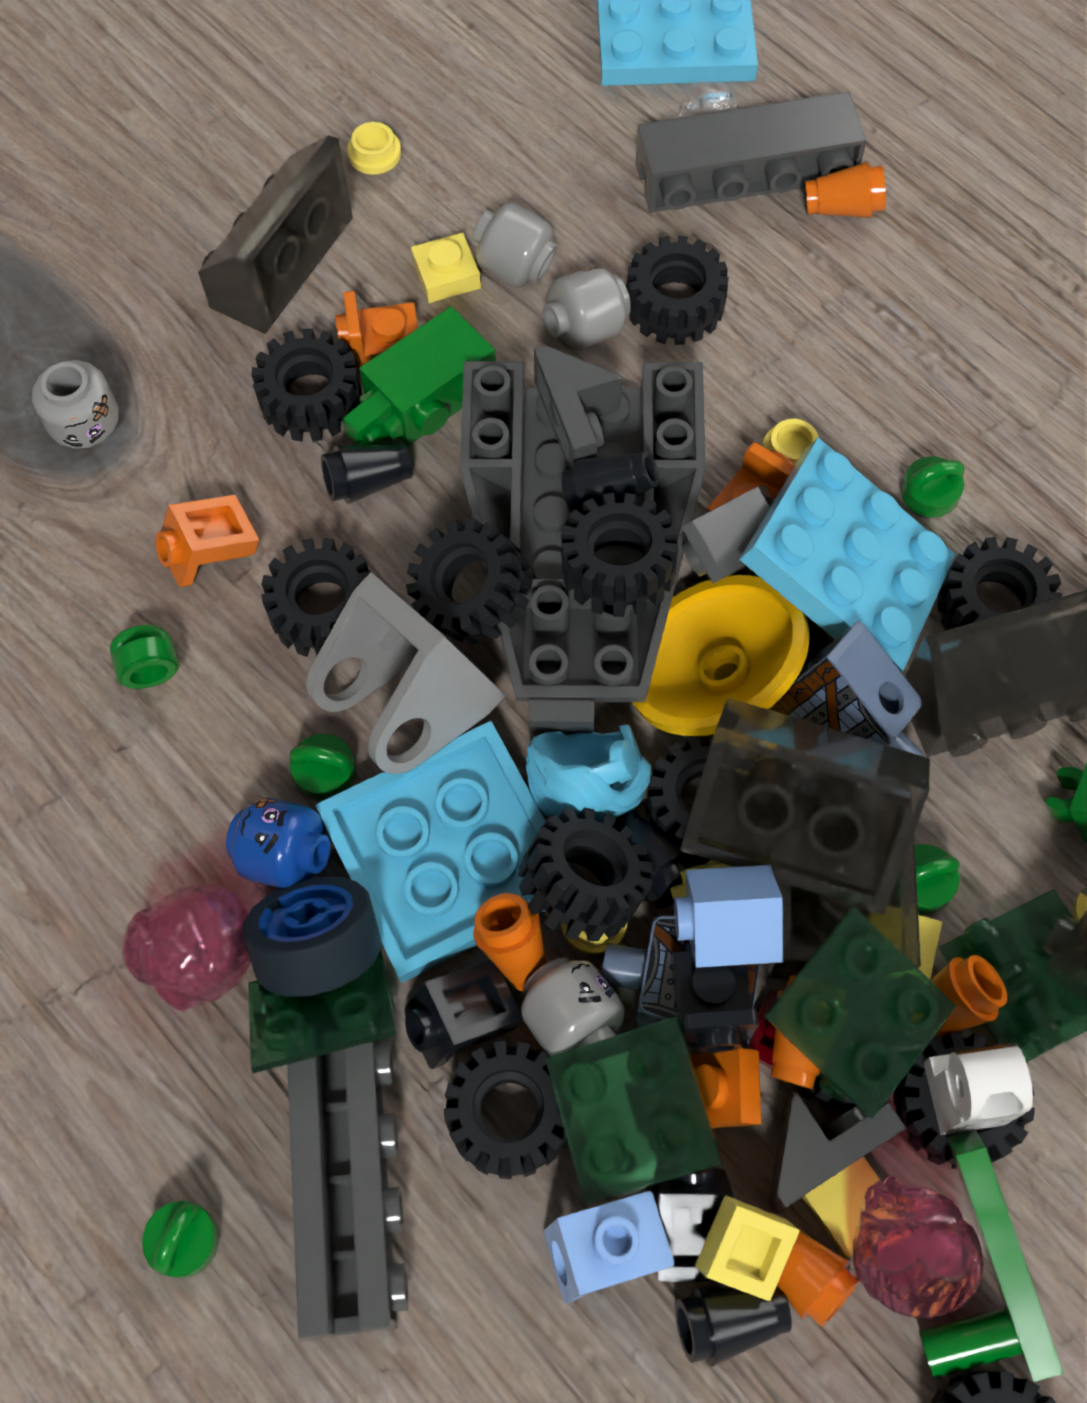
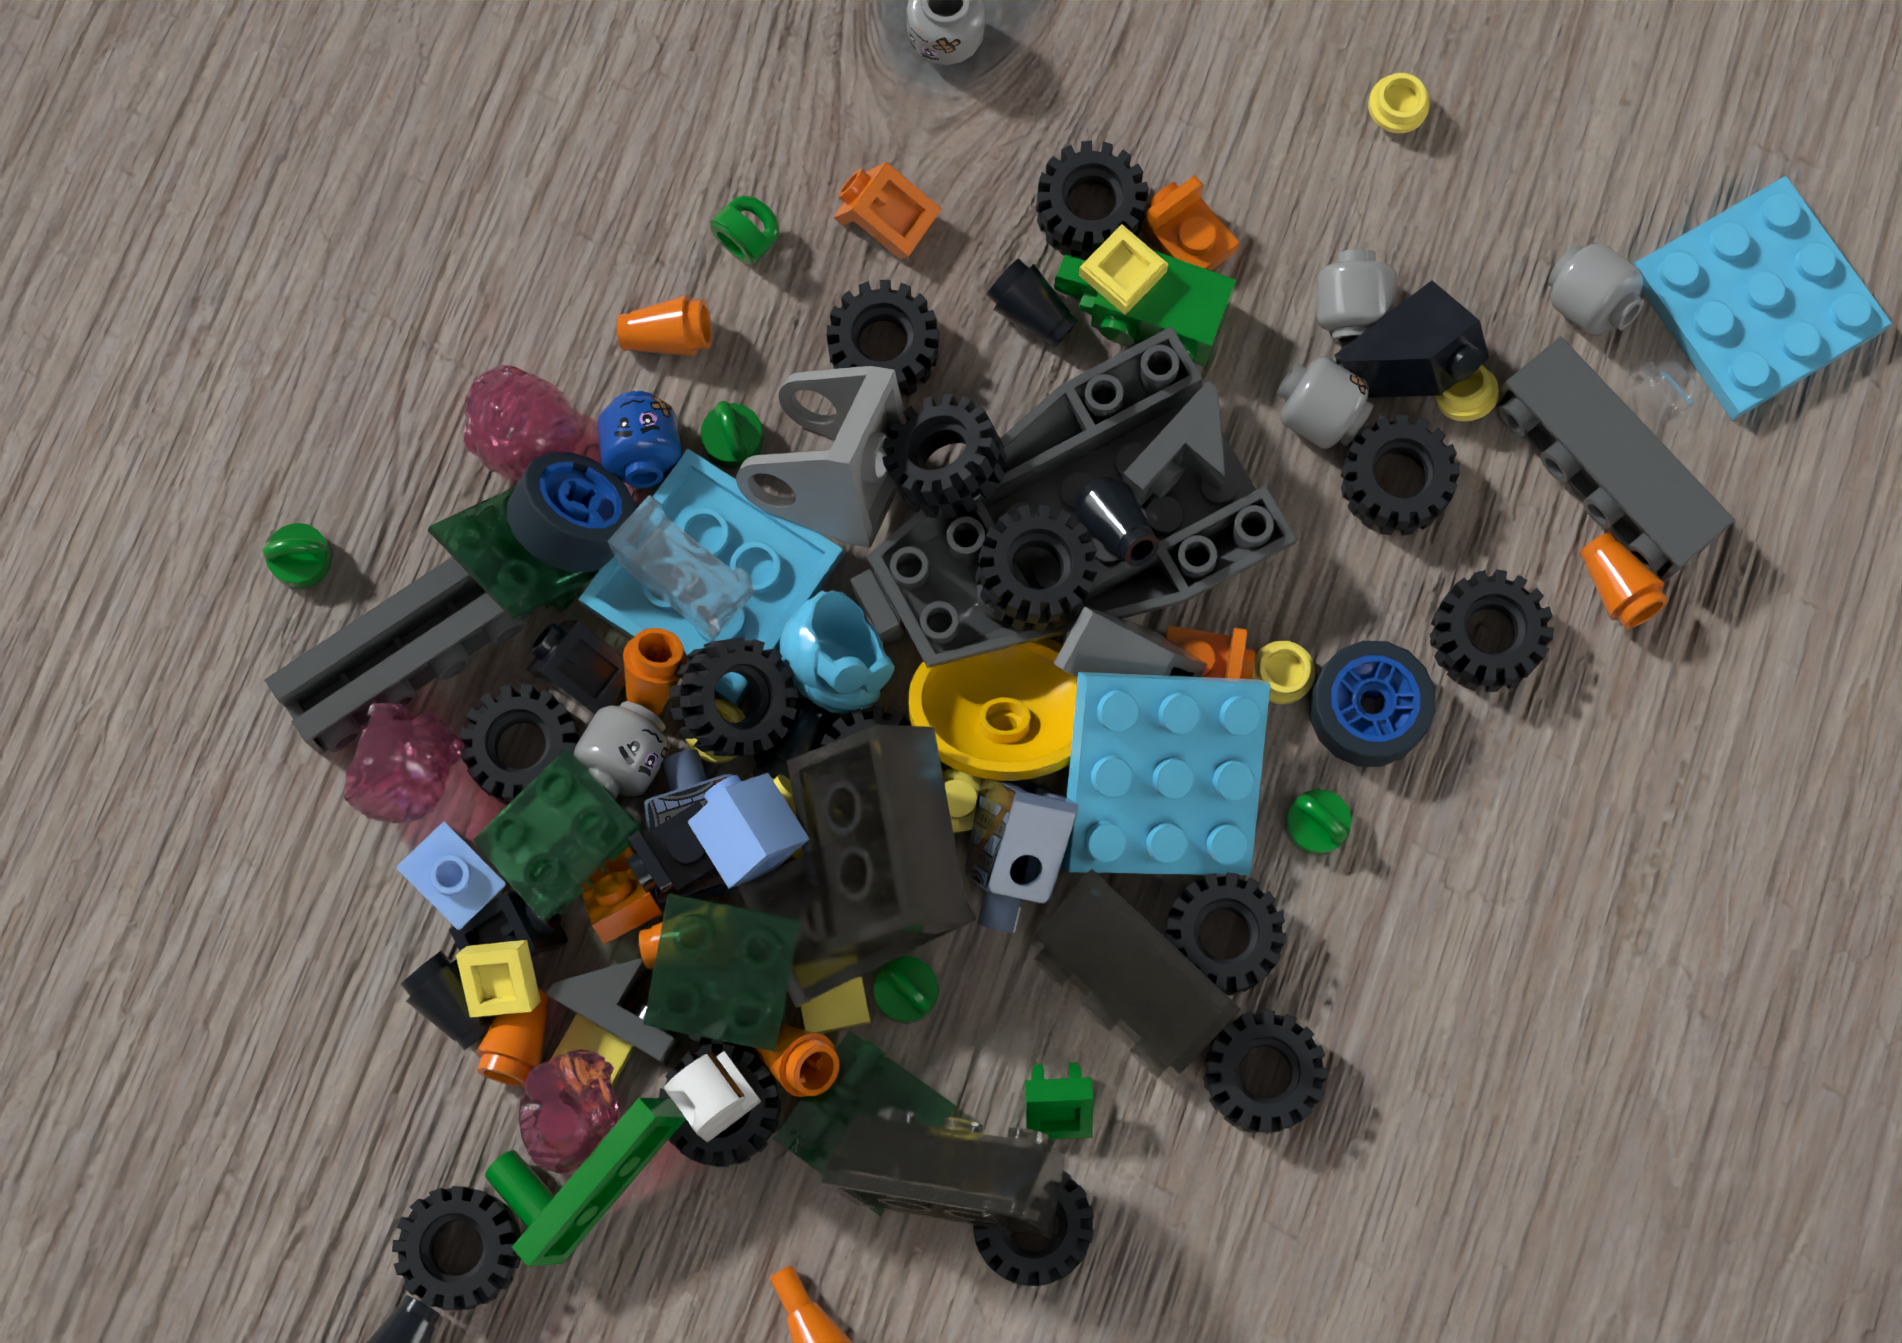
camera: 60 degrees right, 10 degrees up
(187, 768) = (668, 327): none -> orange cone
(280, 237) = (1230, 81): clear smoke slope -> none
(390, 374) = (1123, 269): none -> light yellow tile
(436, 861) = (680, 569): none -> clear panel
(446, 267) = (1302, 247): light yellow plate -> none
(470, 1237) = (400, 764): none -> clear pink hair
(586, 214) = (1418, 347): none -> black slope
(609, 96) = (1596, 288): none -> light grey head
(636, 215) = (1470, 398): none -> light yellow plate
(843, 267) = (1512, 600): none -> black tyre
(880, 393) = (1375, 672): none -> wheel

